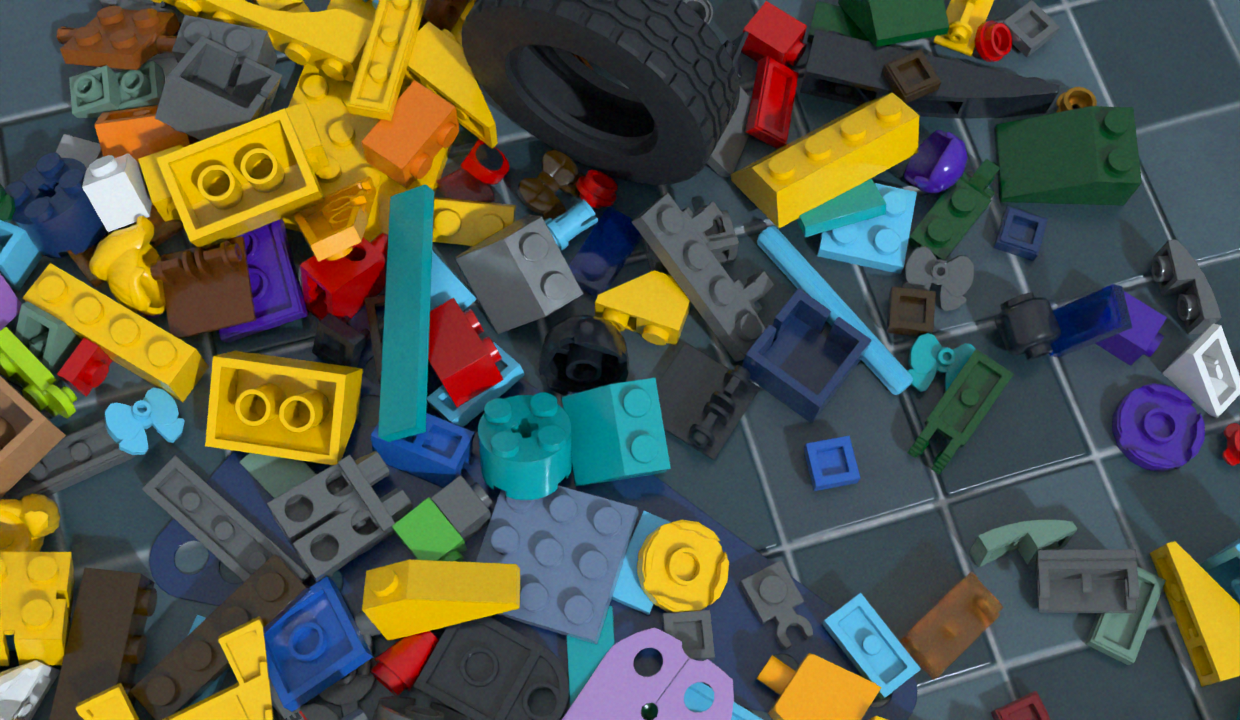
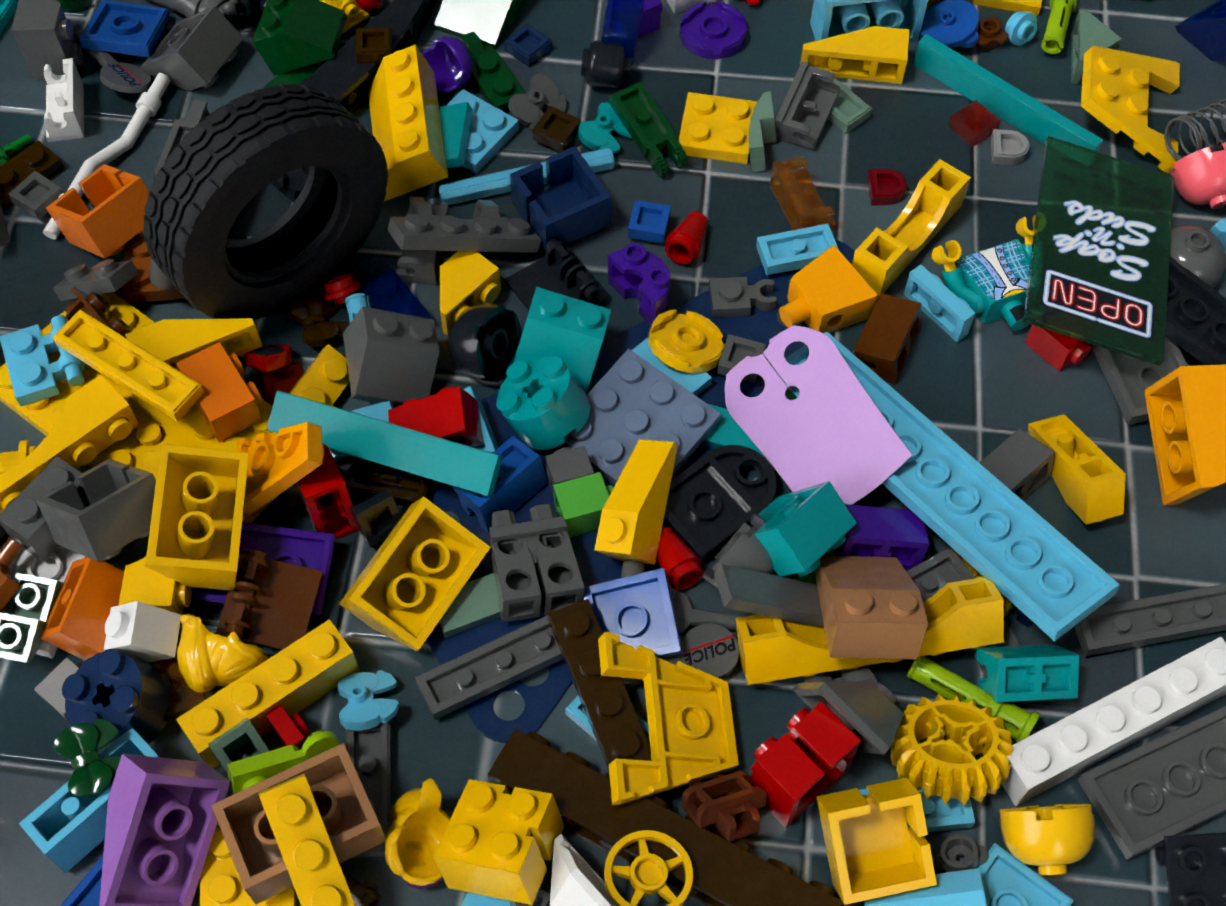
camera: 65 degrees left, 10 degrees down
(747, 484) = (641, 276): none -> dark purple cylinder
(829, 514) = (686, 239): none -> red cone
(1009, 483) = (716, 127): none -> yellow plate

